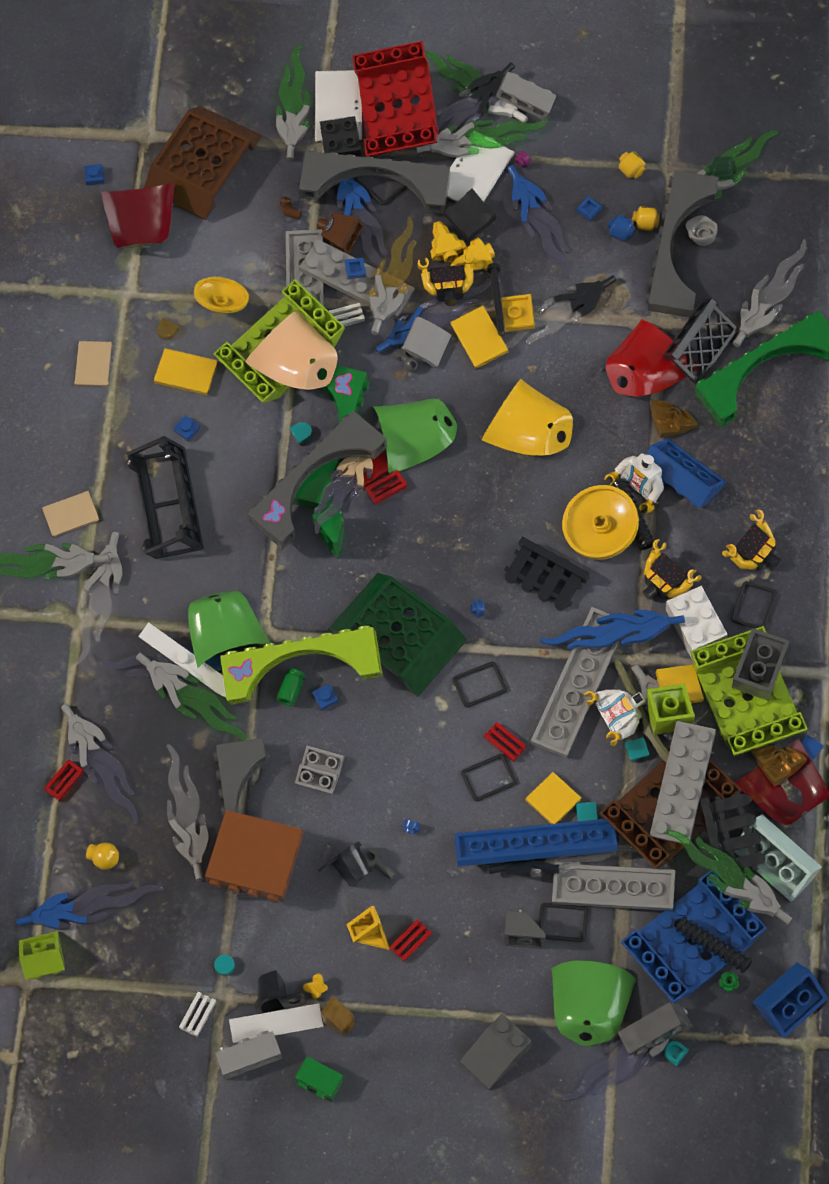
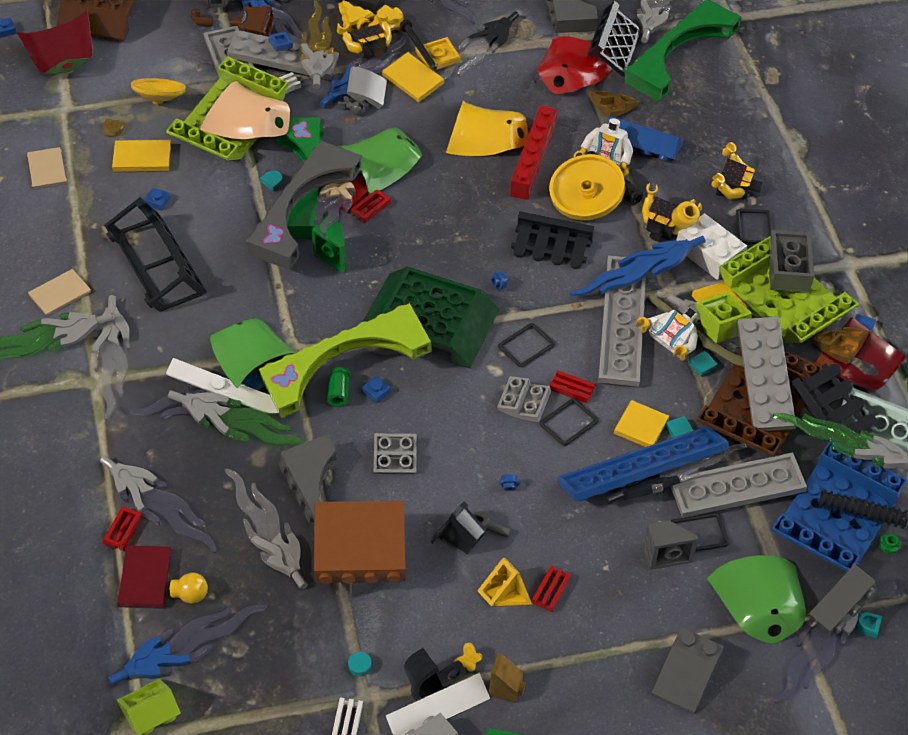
camera: 25 degrees left, 15 degrees down
(70, 832) = (144, 576): none -> dark red tile
(455, 743) = (524, 399): none -> light grey slope
(565, 464) = (533, 153): none -> red brick
(684, 587) = (685, 215): none -> yellow head

